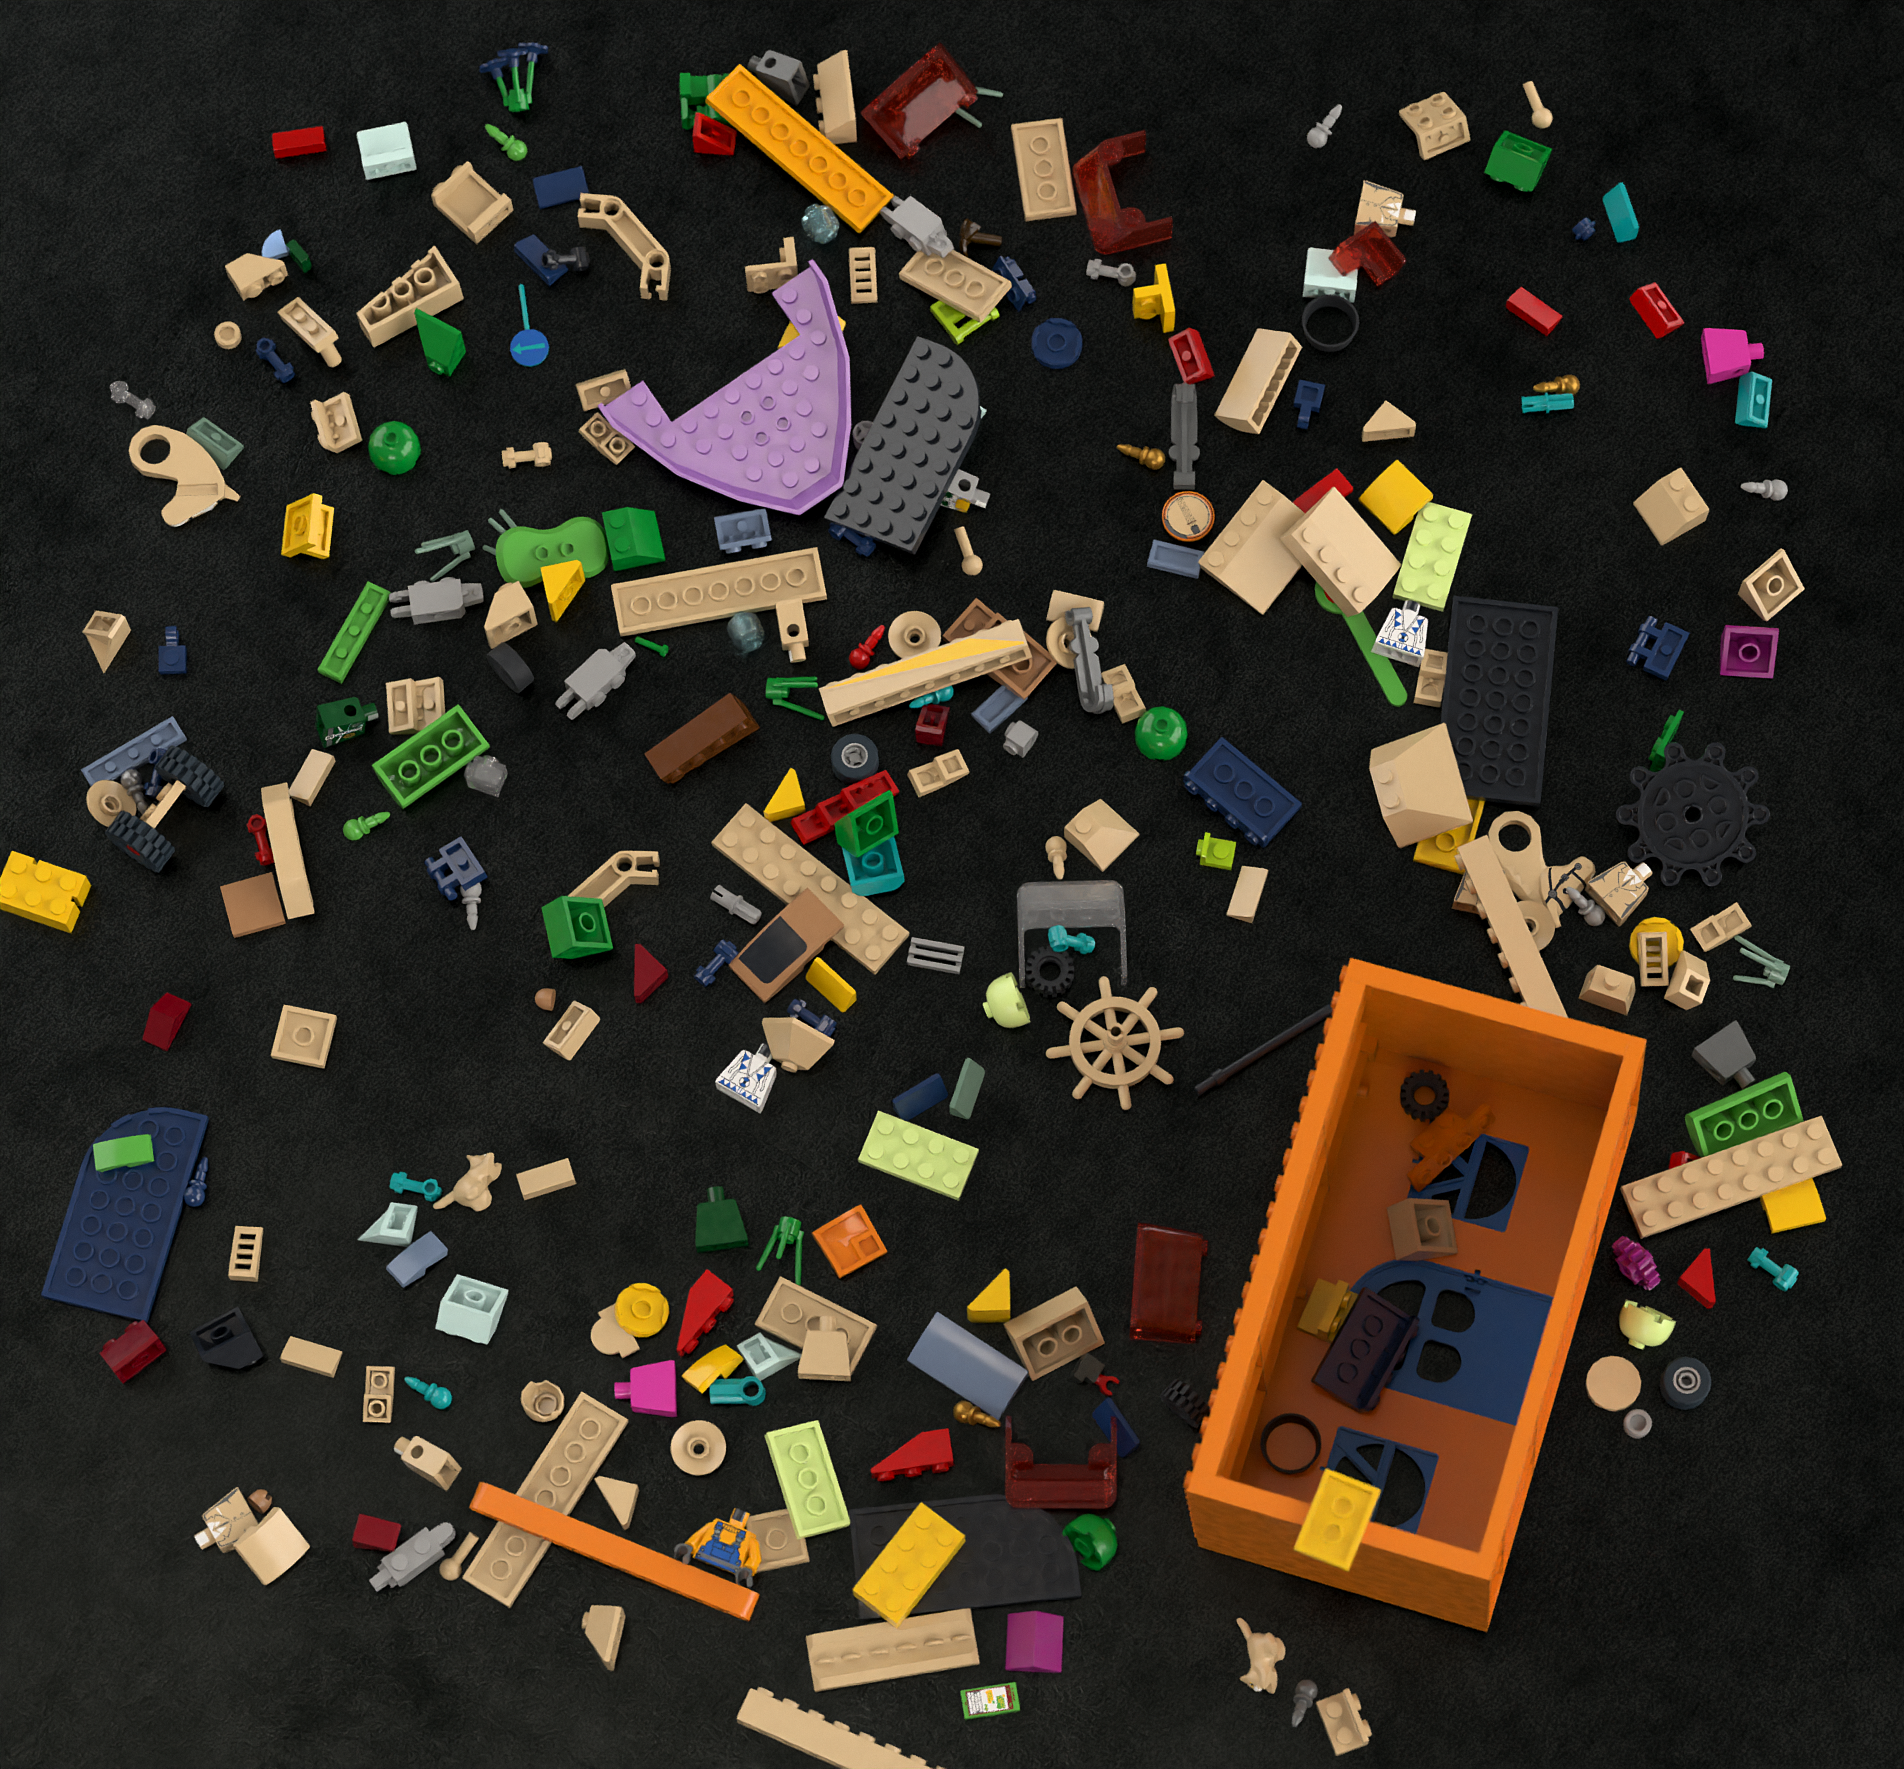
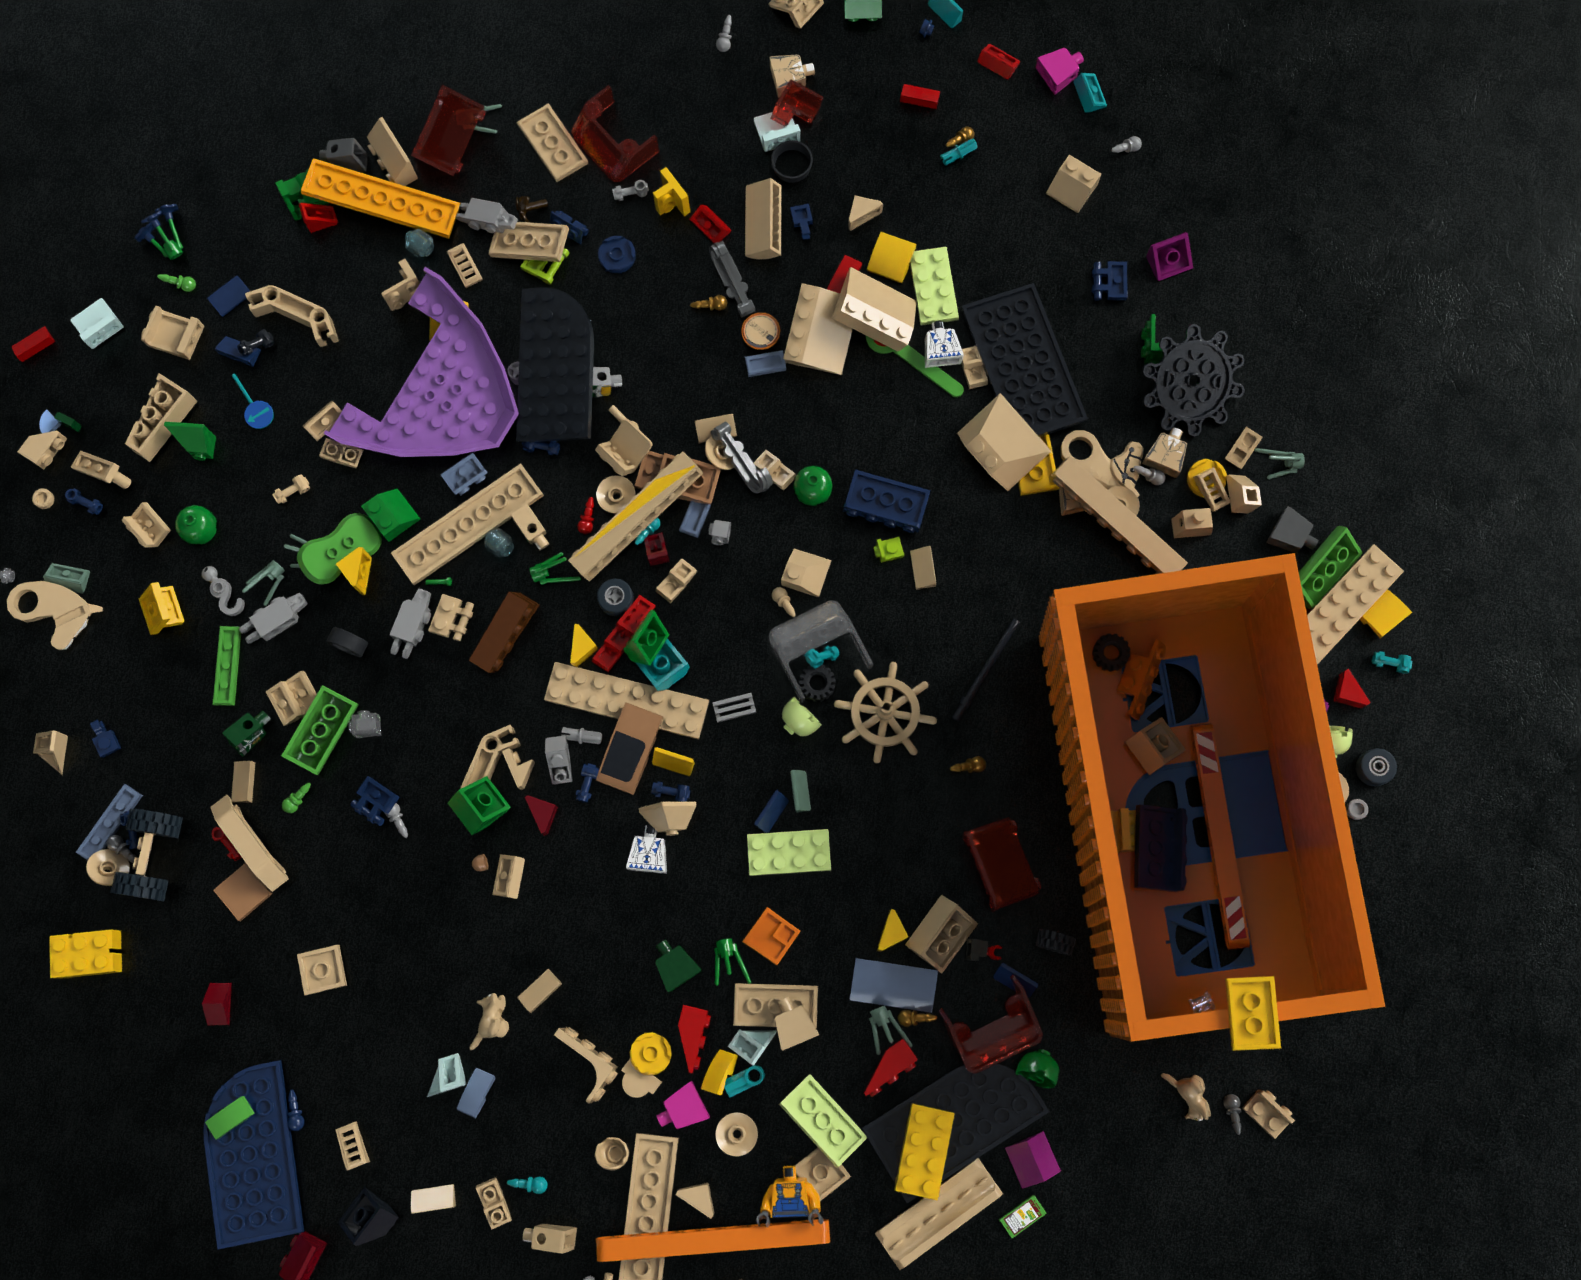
camera: 25 degrees left, 5 degrees up
(389, 539) = (222, 590): none -> light grey piece
(428, 1188) = (461, 1038): teal bar -> none
(471, 1309) = (530, 1110): light aqua slope -> none
(509, 614) = (328, 606): tan slope -> none
(580, 1300) = (601, 1061): none -> tan bracket
(641, 690) = (446, 615): none -> tan plate
(643, 914) = (519, 772): none -> tan slope
(695, 920) = (558, 759): none -> light grey slope
(934, 1395) = (881, 1017): none -> sand green plant
(952, 586) = (625, 448): none -> tan bracket
(1197, 1156) = (975, 764): none -> pearl gold bar
(1290, 1418) = (1160, 934): black tyre -> none
(1445, 1370) = (1220, 836): none -> orange beam
(1771, 586) = (1163, 208): tan slope -> none

